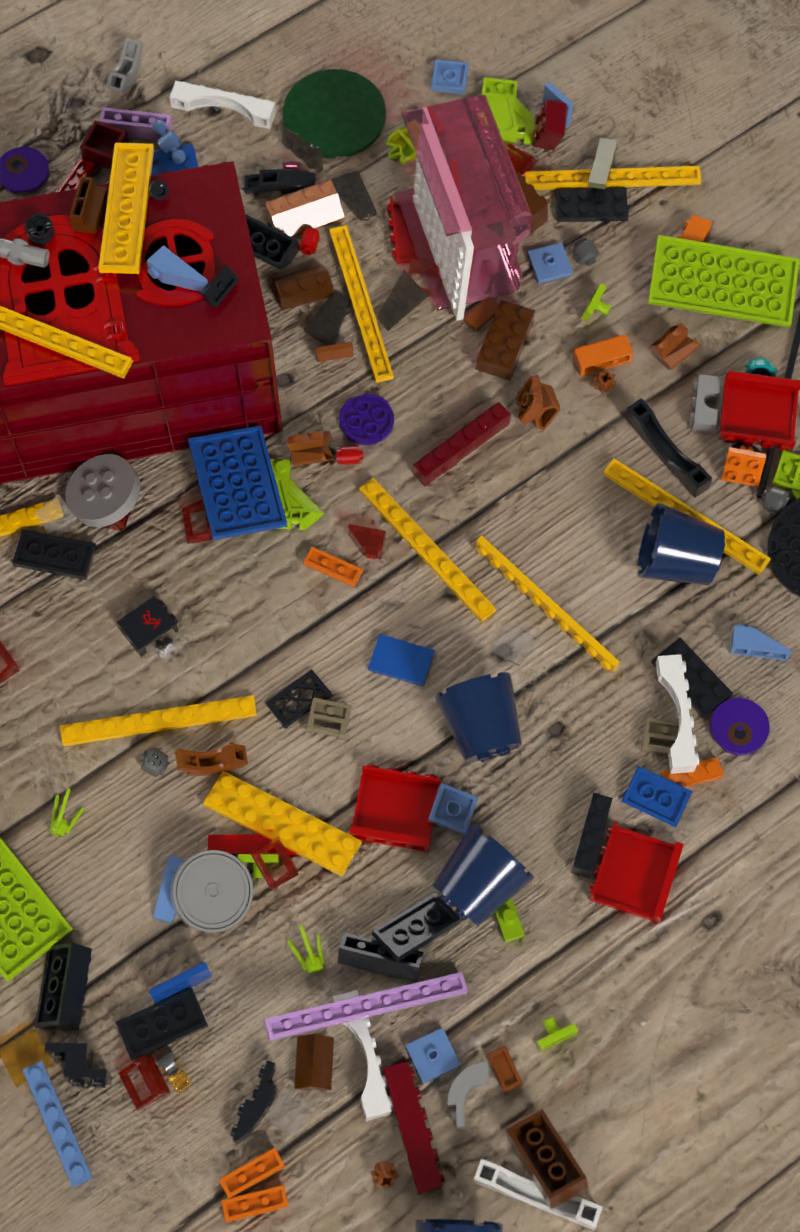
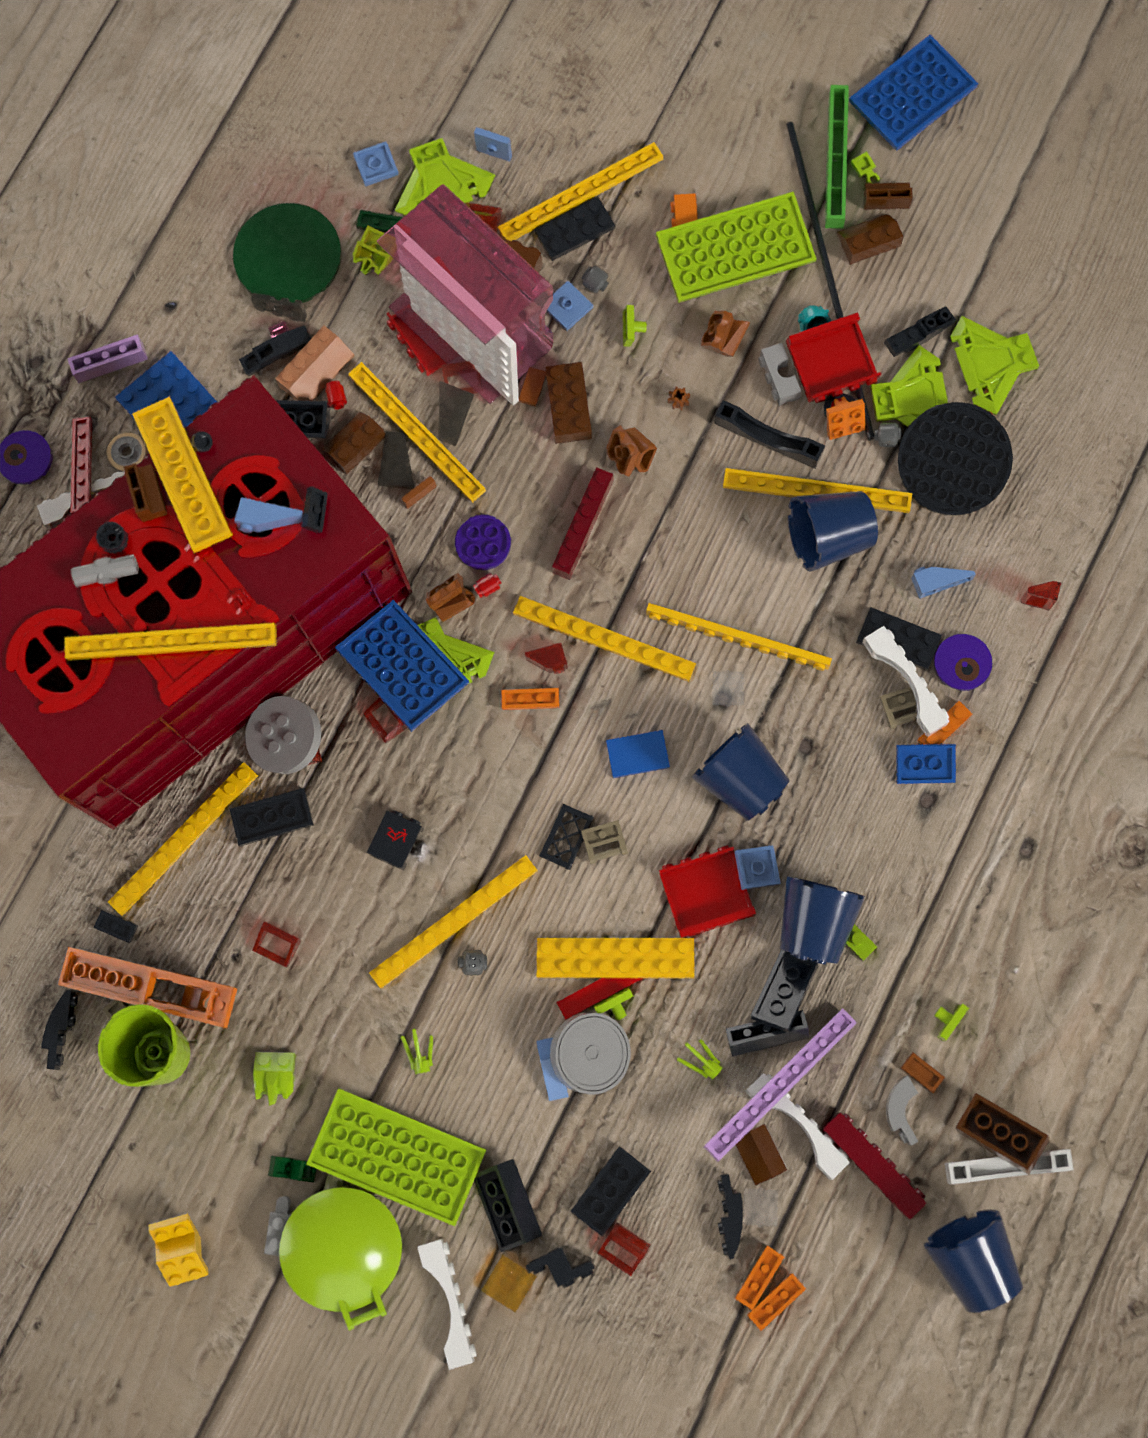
camera: 20 degrees left, 10 degrees up
(56, 516) = (253, 781): clear piece -> none
(57, 1124) = (570, 1325): medium blue plate -> none
(100, 143) = (89, 394): dark red piece -> none
(127, 69) = (65, 304): light grey arch -> none
(169, 141) = (150, 362): medium blue piece -> none
(177, 1076) = (650, 1230): leg -> none
(181, 983) = (608, 1149): blue tile -> none
(191, 96) = (142, 304): white arch -> none
(212, 762) = (524, 934): dark orange arch -> none
(285, 857) = (648, 998): clear red tile -> none
(354, 194) = (350, 326): clear smoke wing -> none
(384, 1174) = (871, 1218): dark orange gear -> none
(432, 1056) = (856, 1093): medium blue plate -> none
(549, 125) = (498, 169): dark red piece -> none
(591, 835) = (889, 828): black brick -> none
(602, 163) = (565, 183): tile -> none
(603, 355) = (663, 372): orange brick -> none
(635, 873) = (943, 841): red panel -> none

